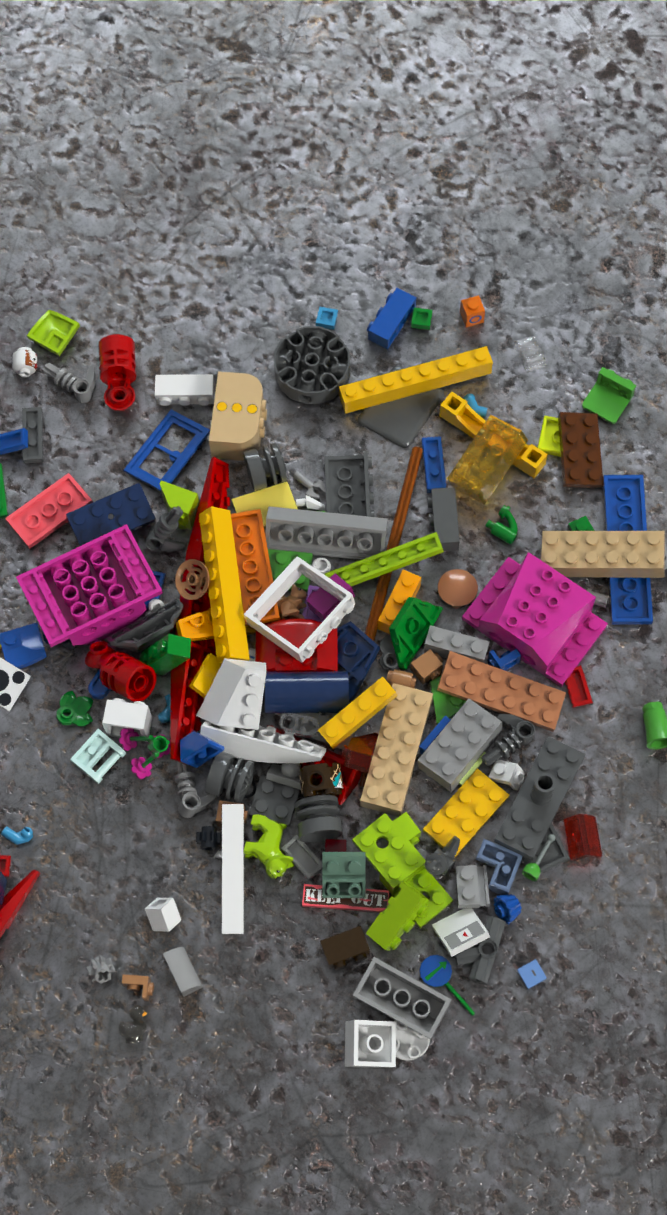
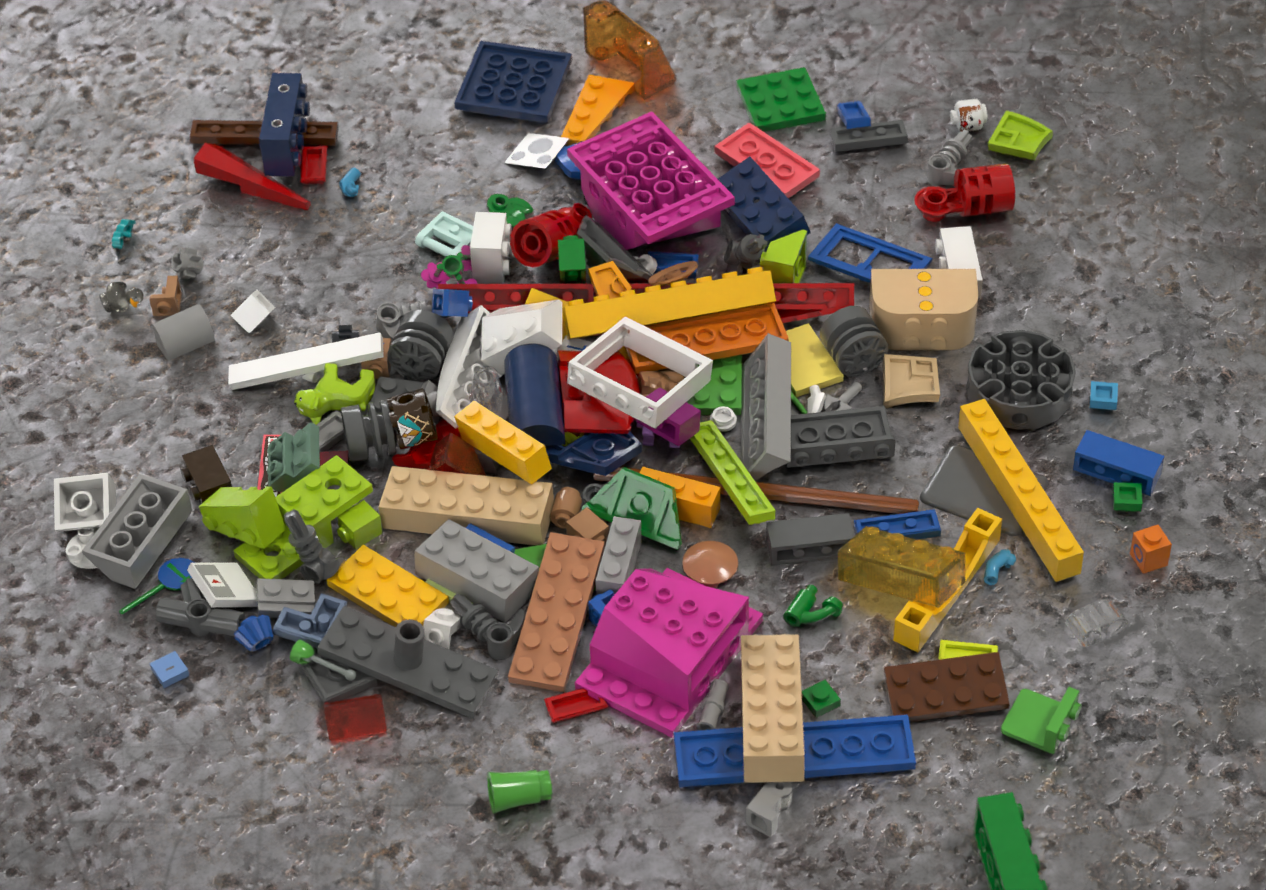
camera: 85 degrees right, 20 degrees down
(50, 1030) = (122, 230): none -> teal piece
(298, 437) = (909, 380): none -> tan plate

